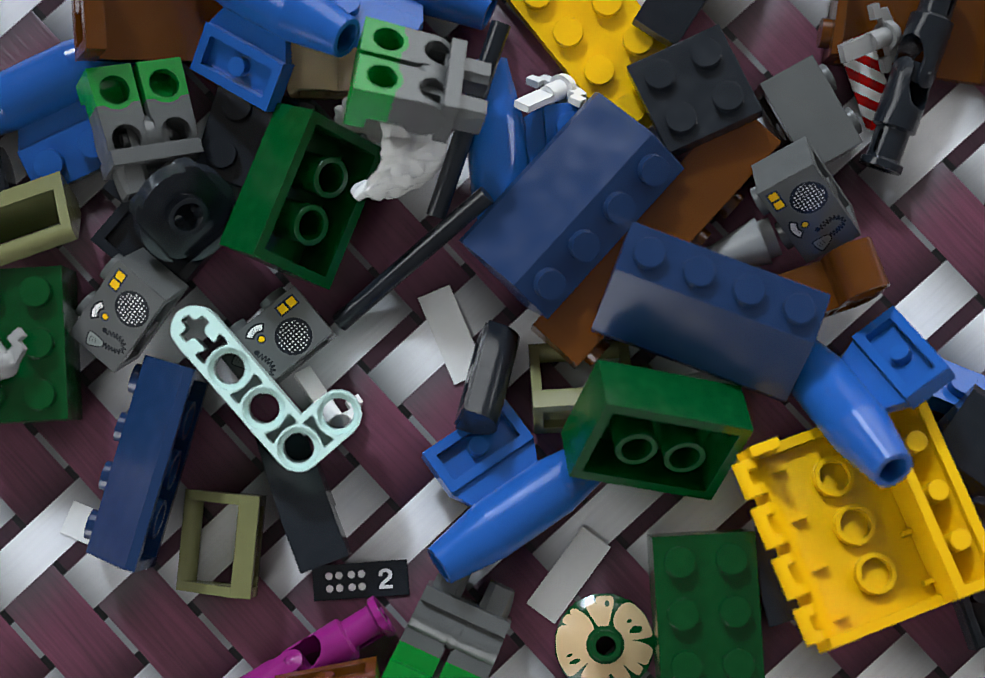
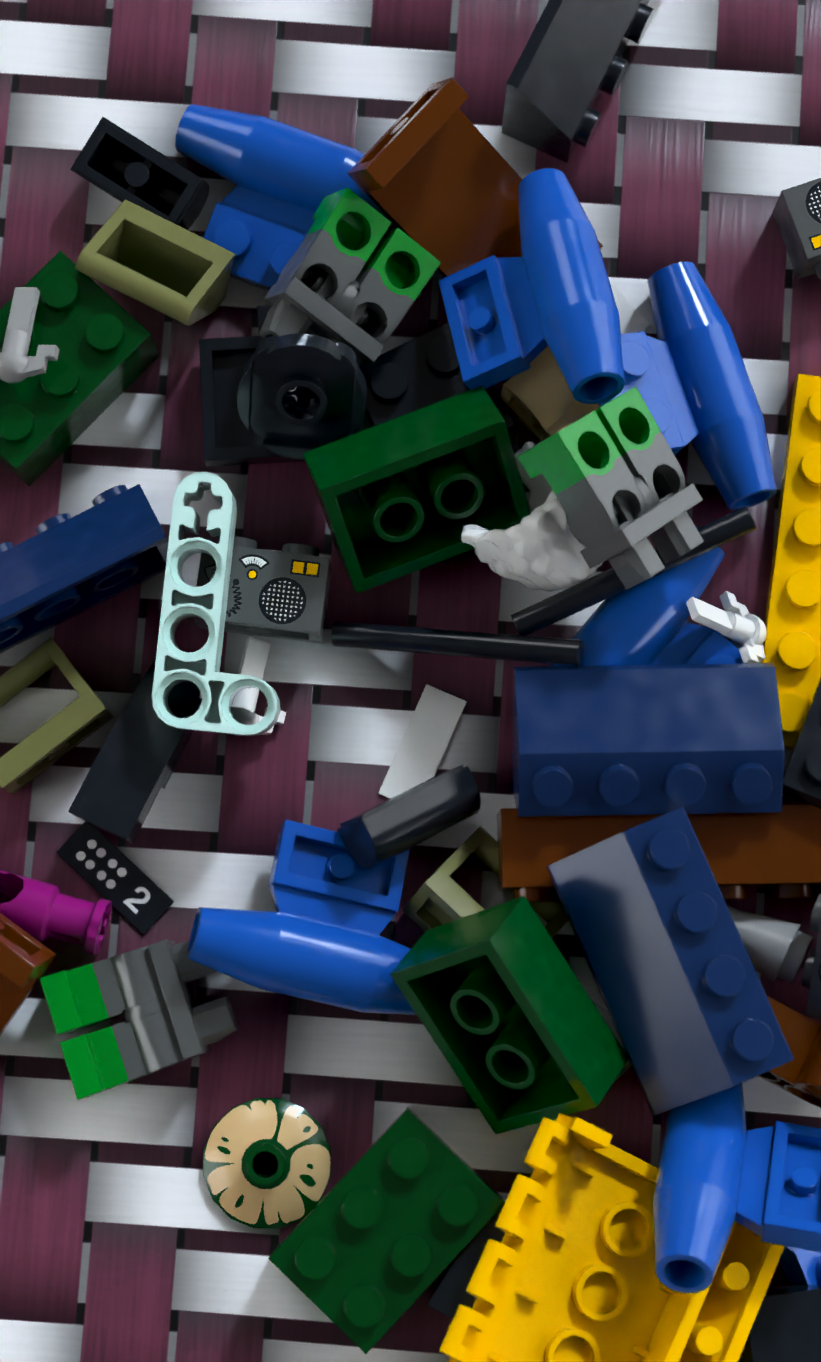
camera: 45 degrees right, 5 degrees down
(127, 308) = (167, 429): dark grey brick -> none
(568, 575) = (300, 1068): white sticker -> none

